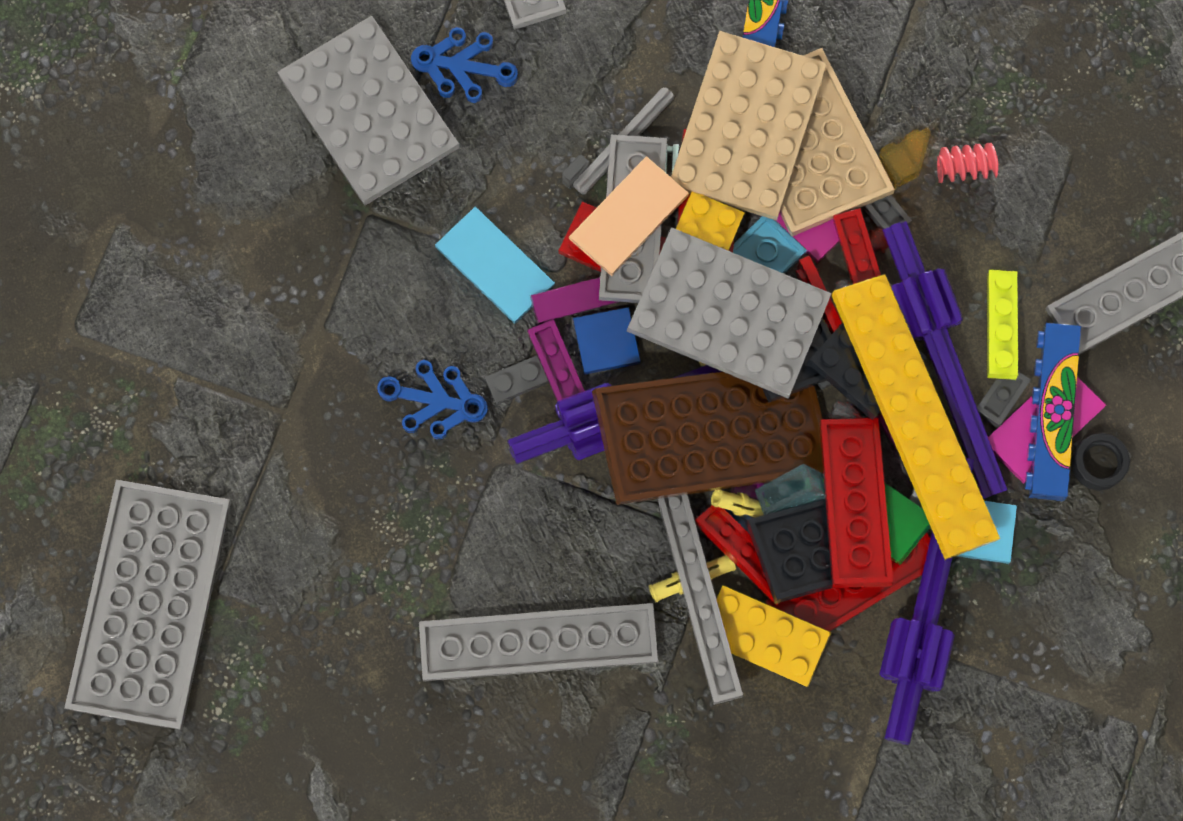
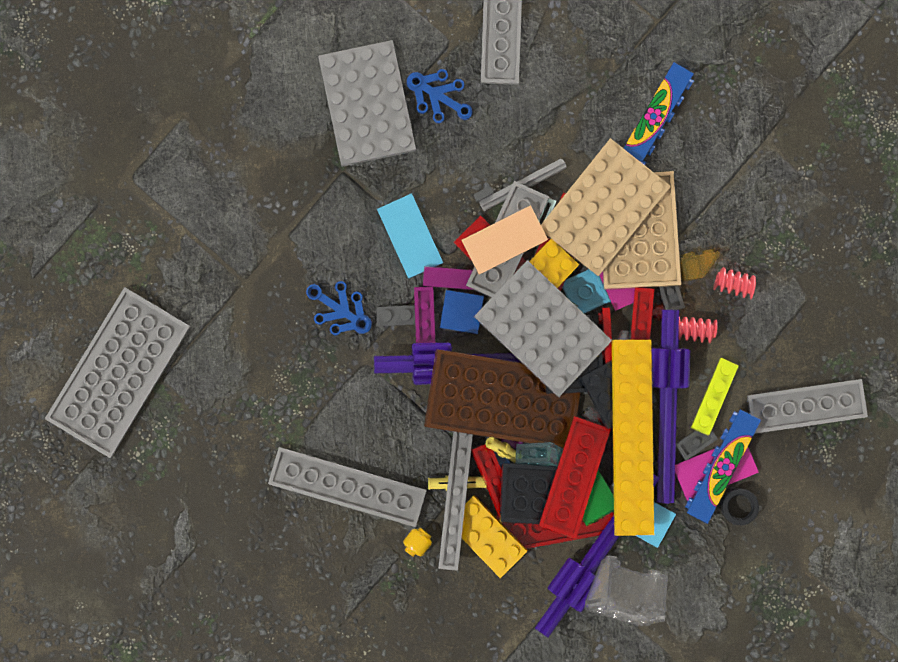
camera: 25 degrees right, 10 degrees up
(668, 682) = (417, 542): none -> yellow head
(943, 241) = (697, 329): none -> coral piece
(996, 640) = (627, 594): none -> clear windscreen

